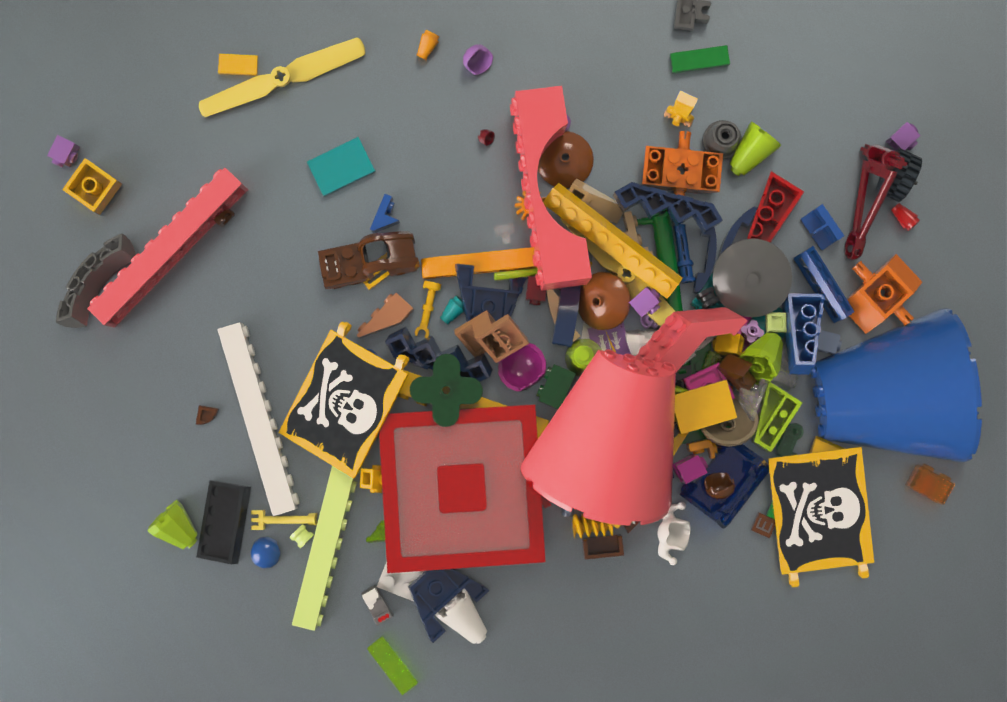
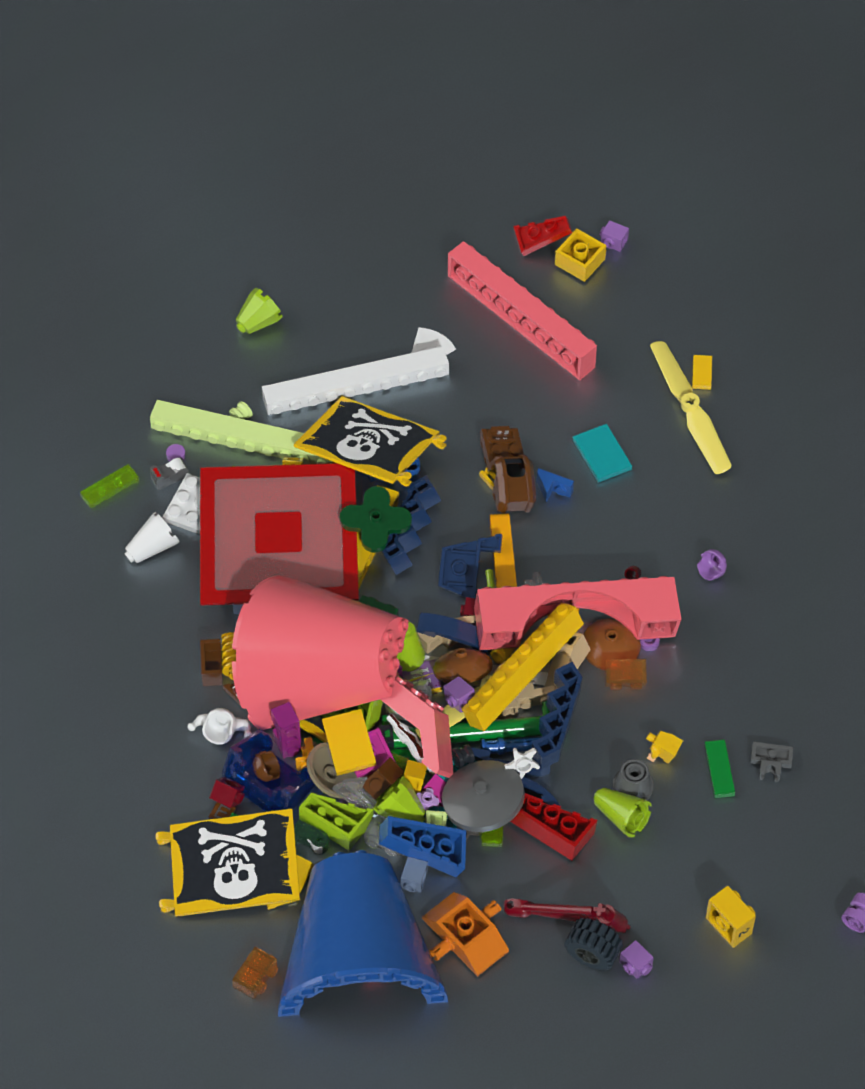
camera: 90 degrees right, 30 degrees down
(65, 231) = (539, 235): none -> red wing
(90, 278) = (495, 252): dark grey brick -> none
(205, 343) = (430, 339): none -> white sticker
(206, 414) = (362, 343): reddish brown tile -> none
(223, 218) = (551, 357): reddish brown tile -> none
(223, 522) = (258, 354): black slope -> none
(262, 519) = (257, 385): light yellow hinge -> none
(265, 552) = (227, 385): blue hair -> none
(350, 600) = (175, 451): none -> medium lavender tile
(390, 315) = (454, 488): nougat slope -> none
(427, 44) = (728, 525): light orange cone -> none
(428, 306) = (460, 521): yellow piece -> none
(435, 589) = (181, 515): dark blue wing -> none
(452, 310) = (455, 538): teal cone -> none
(495, 337) = (428, 561): medium nougat bracket -> none
(523, 368) = (399, 591): magenta cylinder -> none
(604, 144) = (625, 674): none -> clear orange brick
(701, 168) = (600, 739): orange slope -> none
(721, 239) = (523, 762): none -> white animal
(747, 521) = (227, 792): none -> dark red brick
(822, 227) = (538, 878): blue panel -> none
(825, 282) = (476, 872): blue fence -> none
(863, 50) = (730, 916): none -> yellow brick
(905, 216) = (549, 960): red cone -> none

